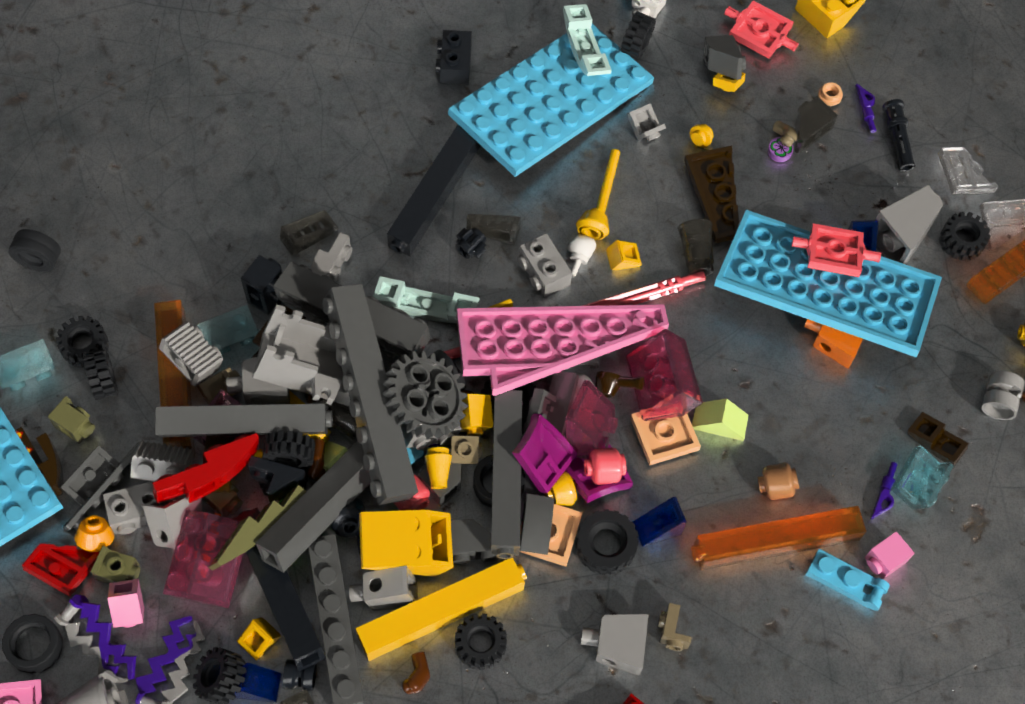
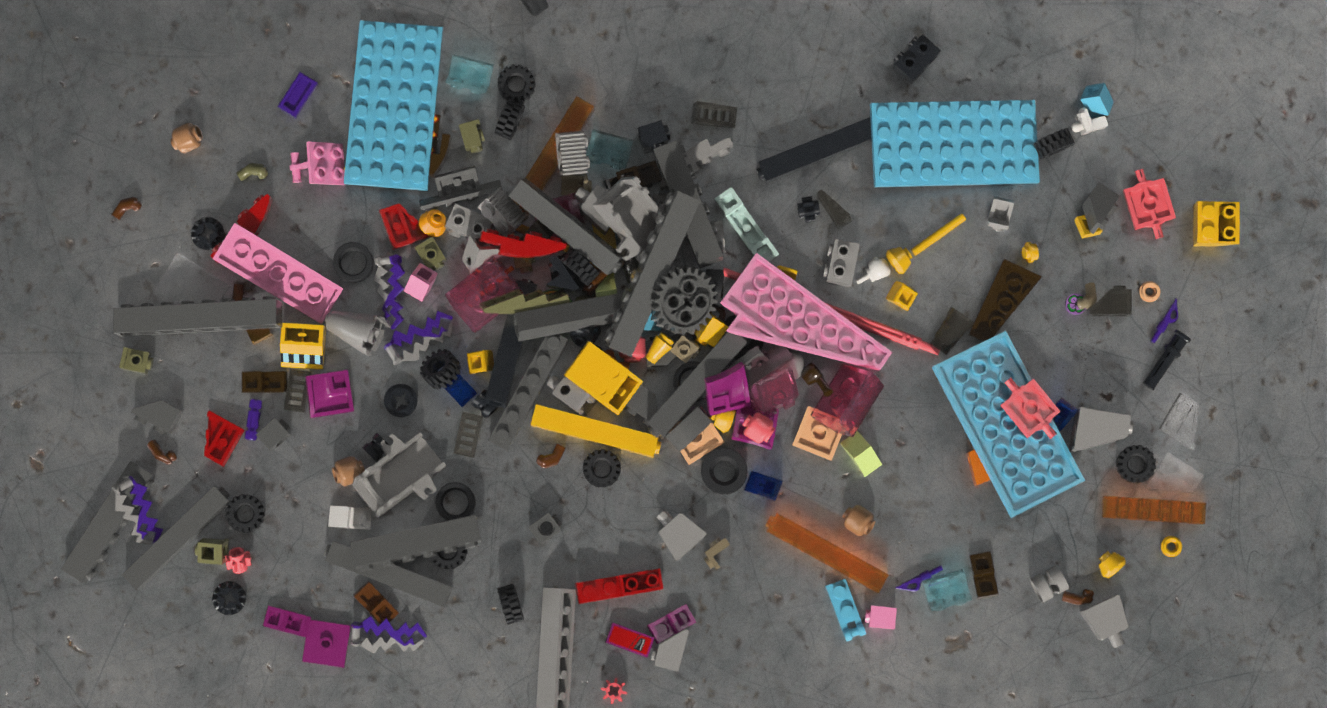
camera: 45 degrees right, 20 degrees up
(583, 42) = (1008, 123): light aqua slope -> none

